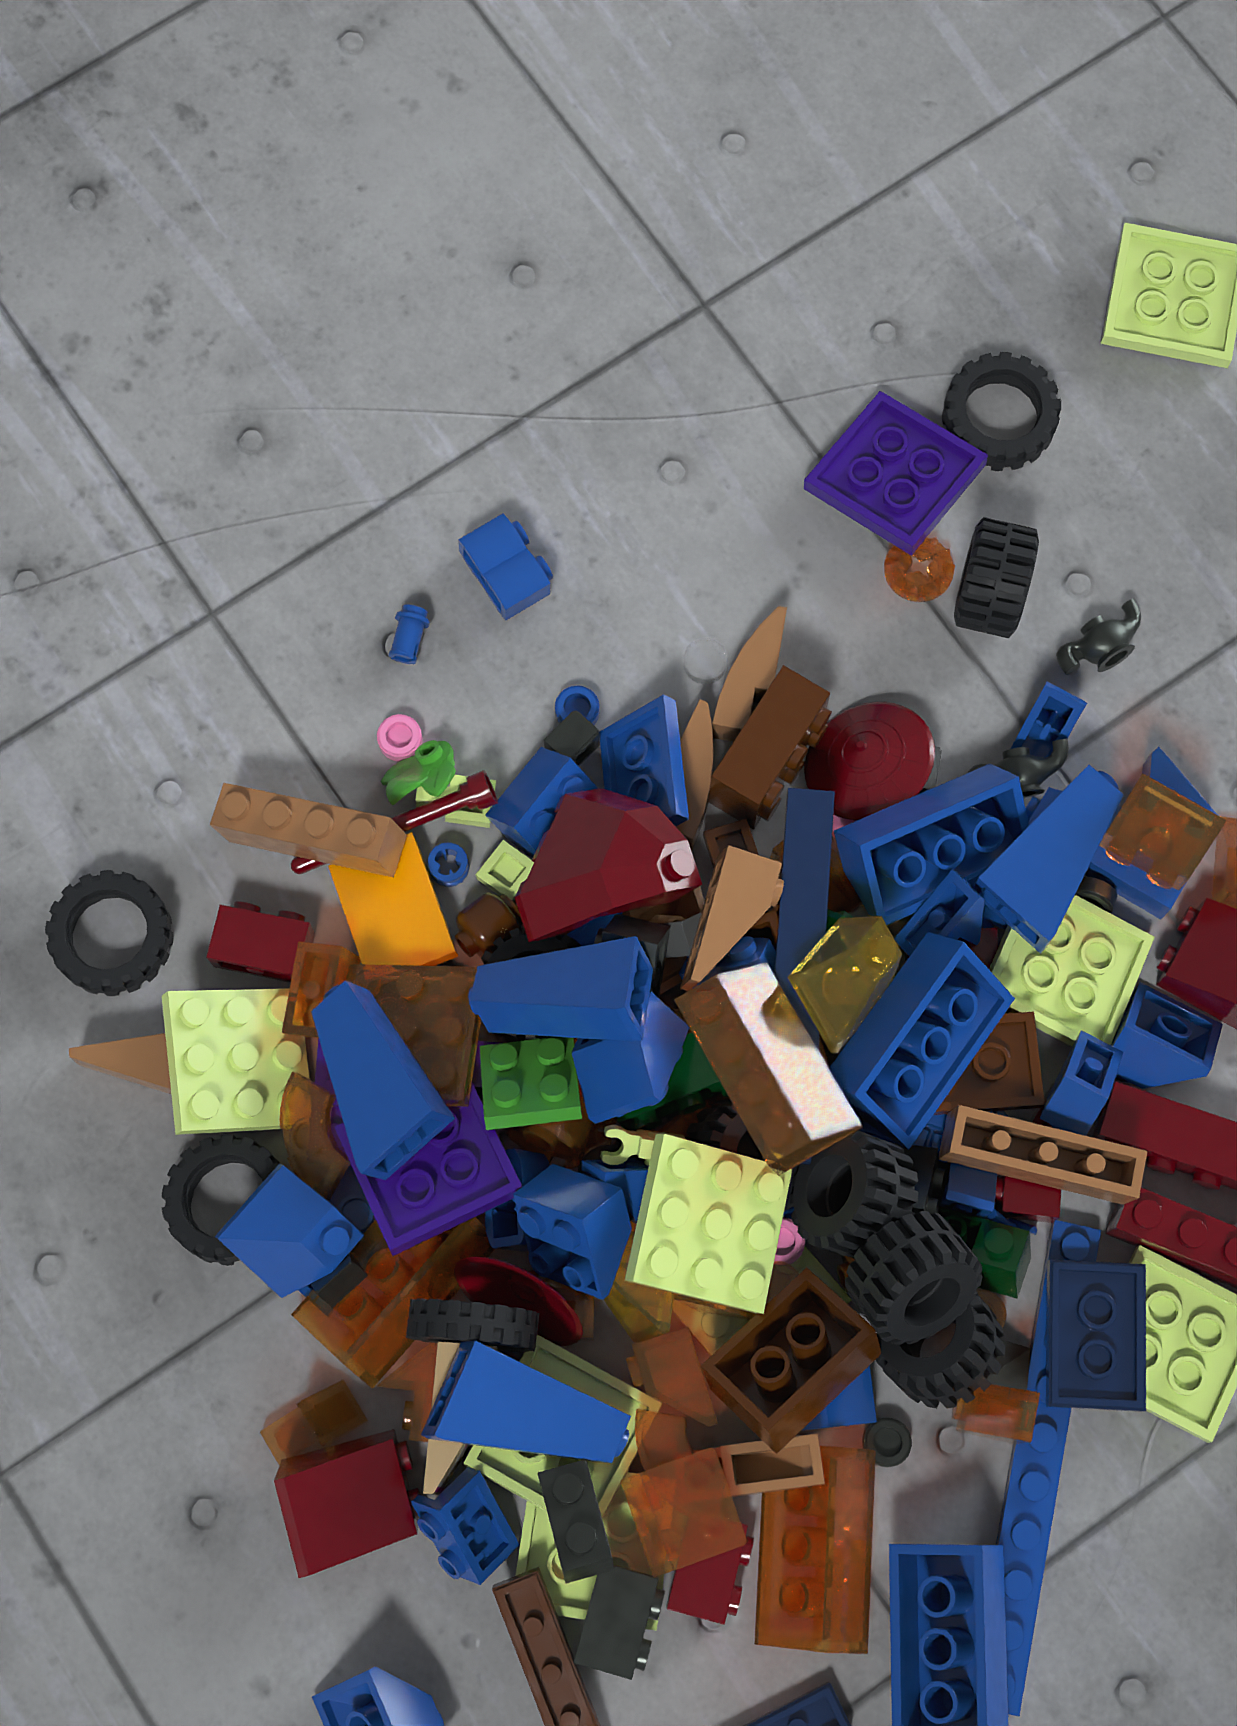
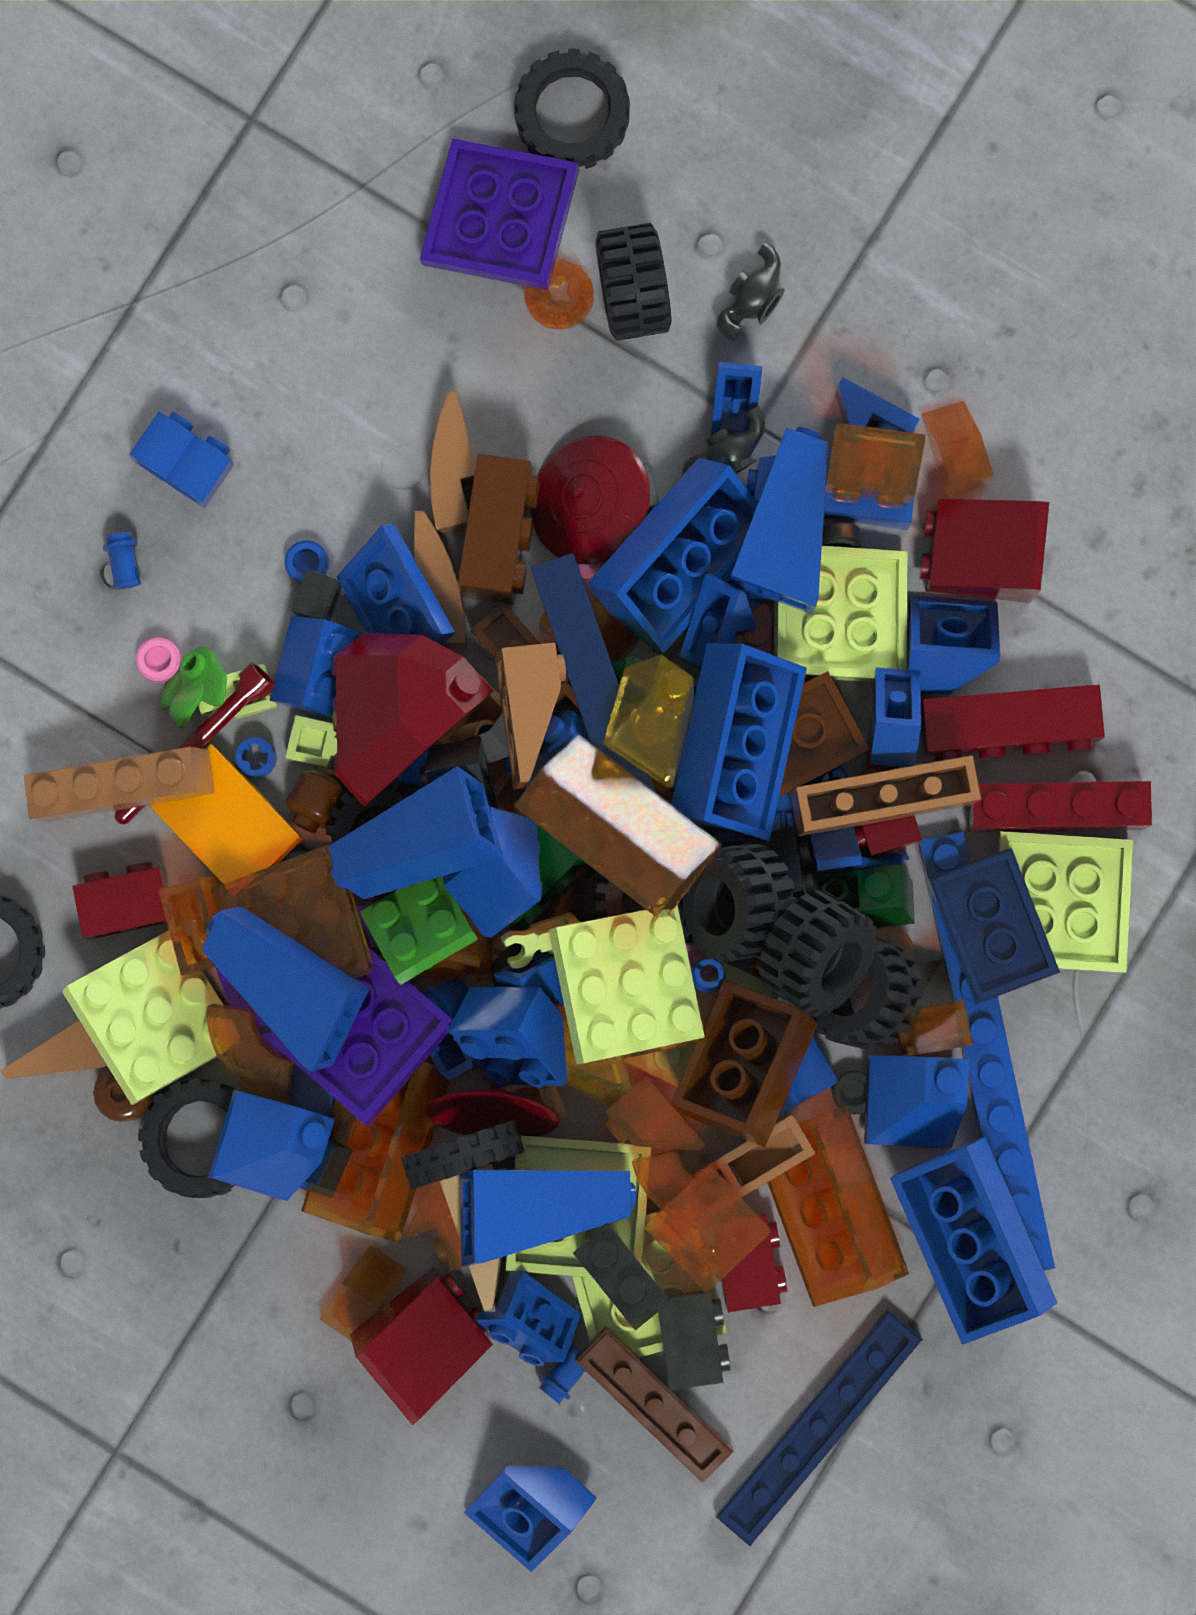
camera: 20 degrees left, 10 degrees up
(160, 1127) = (114, 1103): none -> reddish brown head
(472, 1601) = (562, 1377): none -> blue pin
(789, 1267) = (700, 984): none -> blue pin
(946, 1476) = (915, 1100): none -> blue slope

